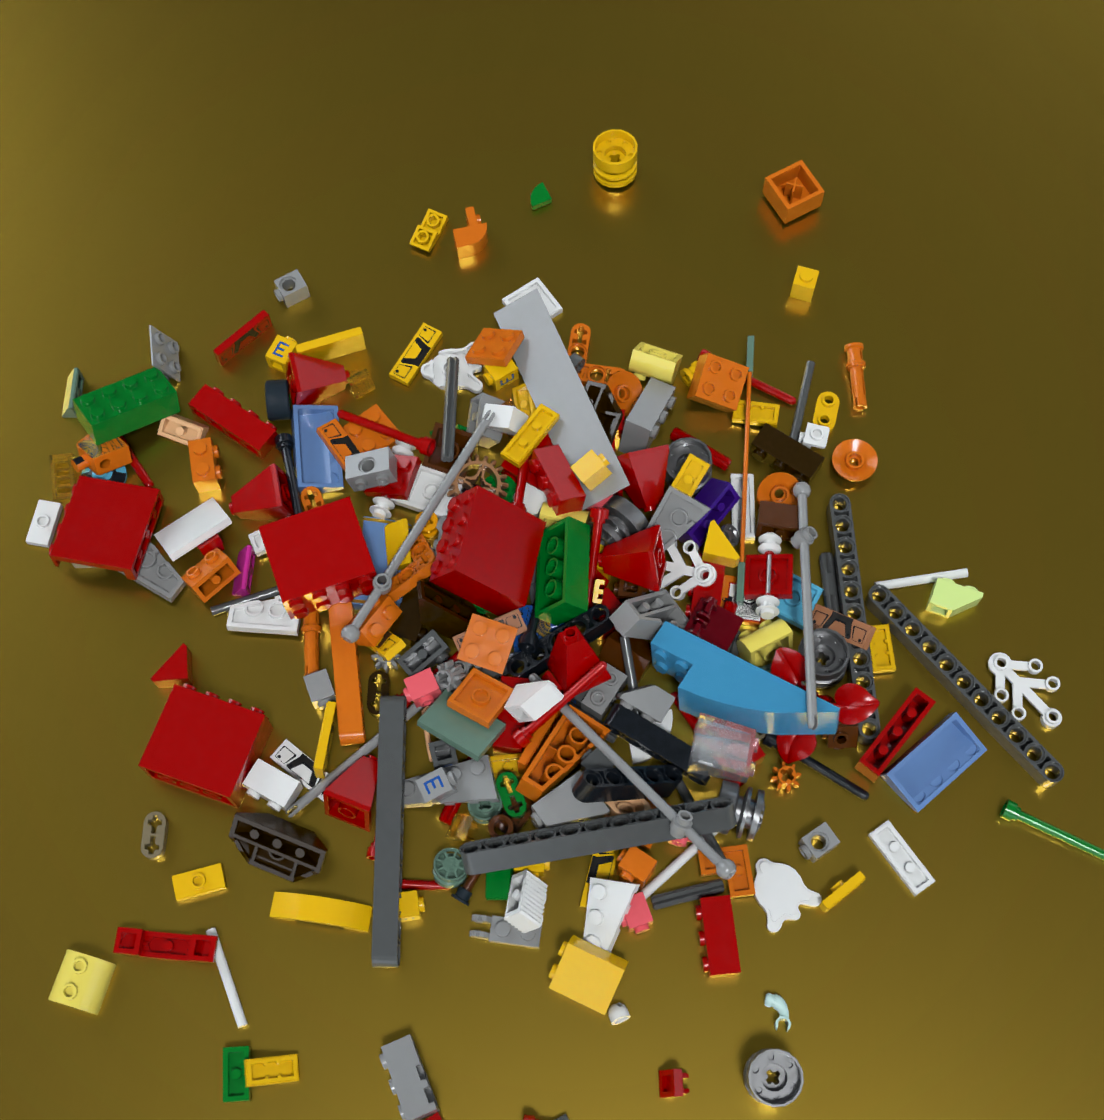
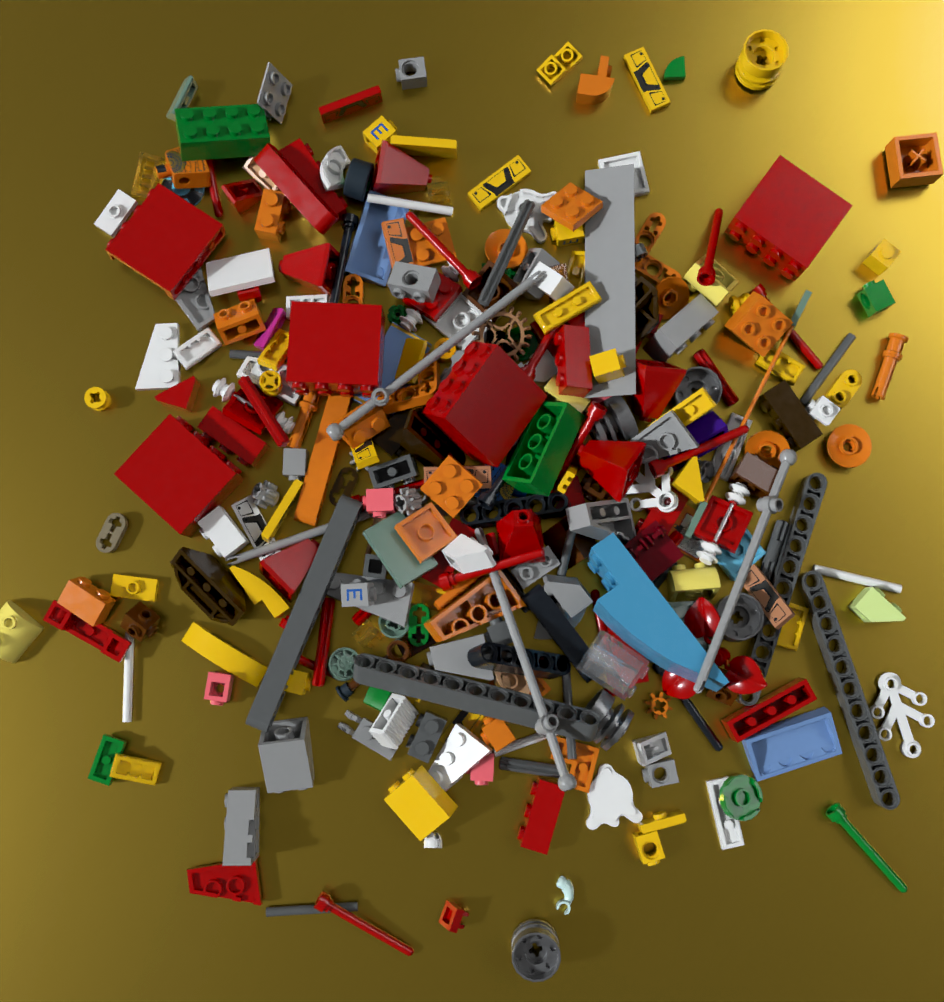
camera: 20 degrees right, 15 degrees up
(94, 711) = (102, 402): none -> yellow wheel
(143, 644) = (160, 365): none -> white wing
(153, 913) = (86, 600): none -> orange brick
(167, 457) = (243, 194): none -> red slope
(176, 618) = (197, 348): none -> white plate
(219, 911) = (140, 622): none -> reddish brown brick
(220, 428) = (296, 188): none -> red beam
(247, 688) = (233, 437): none -> red brick
(248, 399) = (332, 168): none -> white tile
(255, 651) = (242, 411): none -> red plate
(259, 587) = (276, 351): none -> yellow plate
(262, 614) = (273, 379): none -> yellow wheel
(269, 647) = (263, 411): none -> red axle
(301, 731) = (265, 494): none -> light grey gear
(322, 939) = (213, 680): none -> coral brick
(335, 829) = (261, 591): none -> yellow slope
(336, 404) = (409, 204): none -> white bar
(360, 509) = (392, 313): none -> green plate
(420, 855) = (323, 642): none -> red axle
(429, 987) = (287, 756): none -> light grey slope
(435, 408) = (495, 244): none -> orange dish
(517, 215) = (647, 80): none -> yellow tile
(566, 904) = (427, 736): none -> dark grey brick
(648, 353) = (707, 274): none -> red piece
(683, 545) = (659, 467): none -> red piece
(701, 282) = (788, 218): none -> red brick
(798, 823) = (651, 748): none -> white slope
(816, 321) = (875, 297): none -> green brick
(840, 910) = (641, 840): none -> yellow brick
(909, 834) = (740, 797): none -> green tile

